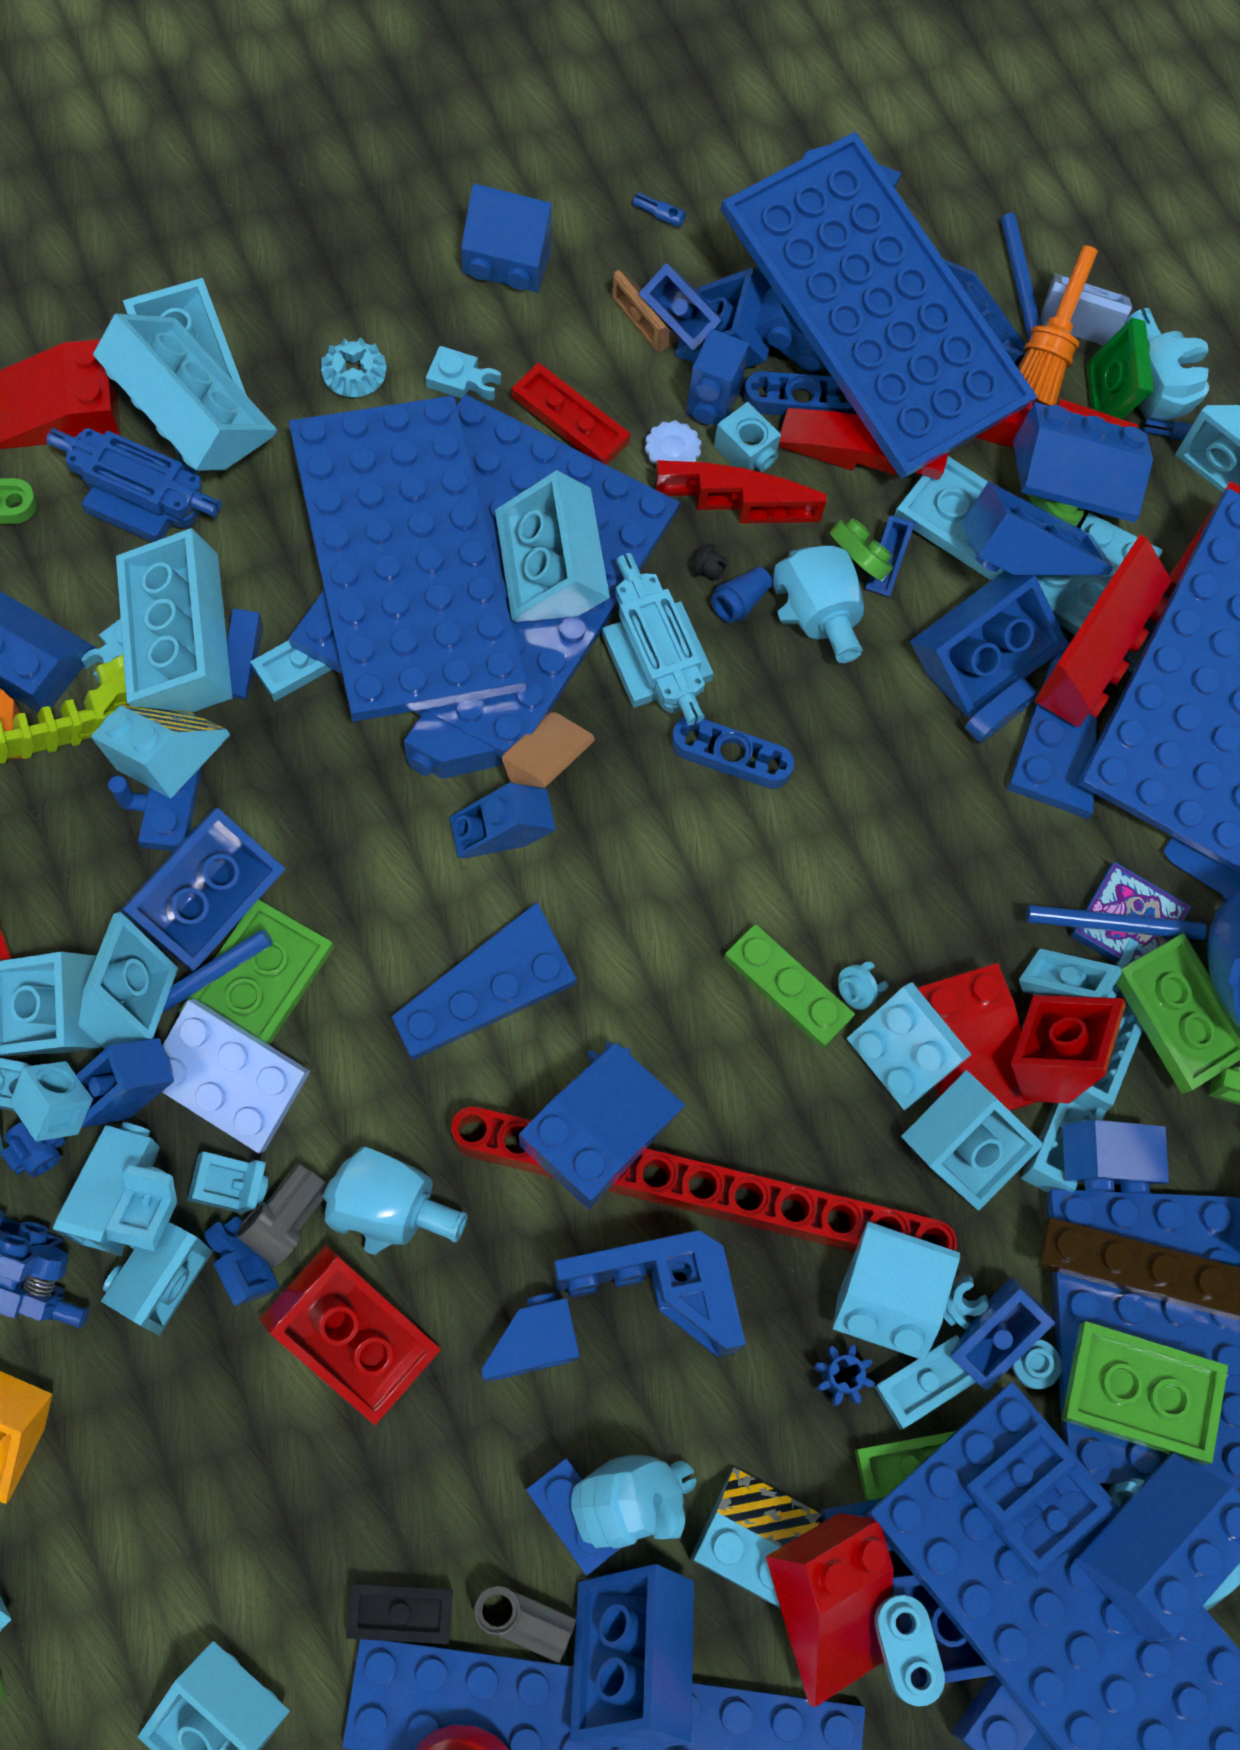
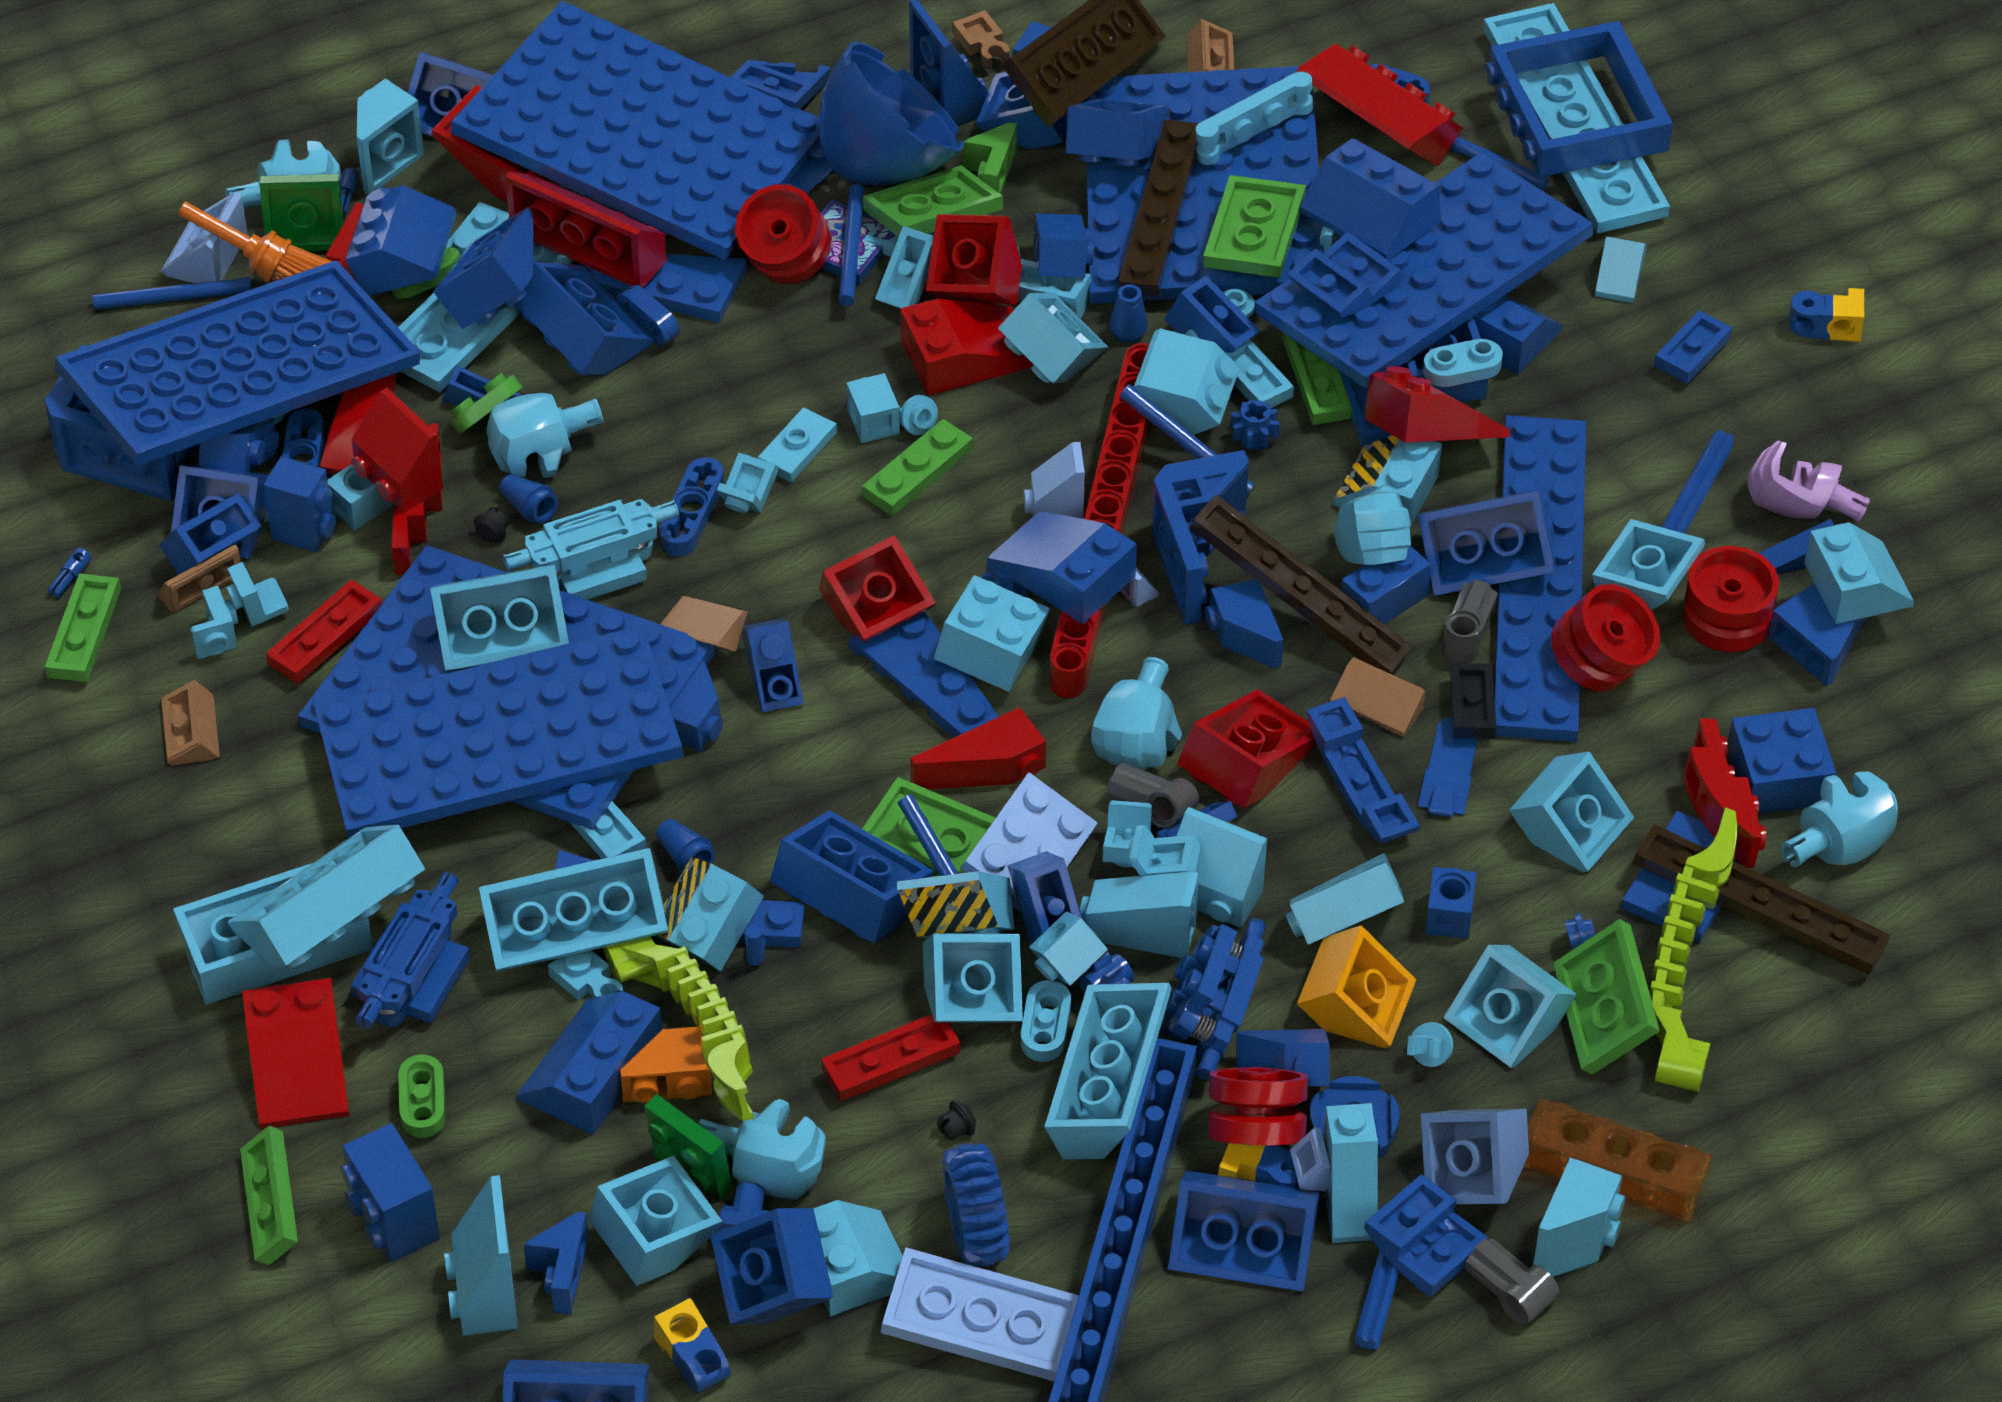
camera: 85 degrees left, 20 degrees down
(28, 1714) = (1579, 930): none -> blue plate
(72, 1551) = (1450, 902): none -> blue brick
(97, 1431) = (1345, 900): none -> medium azure slope
(266, 735) = (684, 843): none -> blue cone
(291, 1463) = (1357, 773): none -> blue slope
(304, 1572) = (1448, 774): none -> blue piece
(353, 382) = (259, 826): medium azure gear -> none
(359, 1044) = (984, 756): none -> red slope
(414, 1494) = (1380, 696): none -> medium nougat slope
(459, 372) = (269, 729): medium azure plate -> none
(467, 312) = (190, 725): none -> medium nougat slope
(507, 238) = (121, 677): blue slope -> none
(515, 1045) = (991, 633): none -> medium azure brick
(554, 1405) = (1299, 586): none -> dark brown plate
(581, 326) = (218, 633): none -> medium azure bracket
(584, 928) = (875, 590): none -> red slope
(594, 219) = (83, 627): none -> bright green plate
(610, 350) = (258, 600): none -> medium azure bracket
(610, 1217) = (1139, 590): none -> light blue slope
(673, 443) = (362, 551): light blue piece -> none
(729, 1131) = (1058, 484): none -> light blue slope
(753, 804) = (748, 484): none -> medium azure bracket
(757, 451) = (397, 453): none -> red slope
(806, 1287) = (1169, 425): none -> blue bar
(821, 860) = (799, 443): none -> medium azure plate
(868, 936) = (873, 408): none -> medium azure brick
(908, 1046) = (975, 373): medium azure plate -> none
(1007, 1240) = (1128, 316): none -> blue cone
(1112, 841) = (783, 234): none -> red wheel

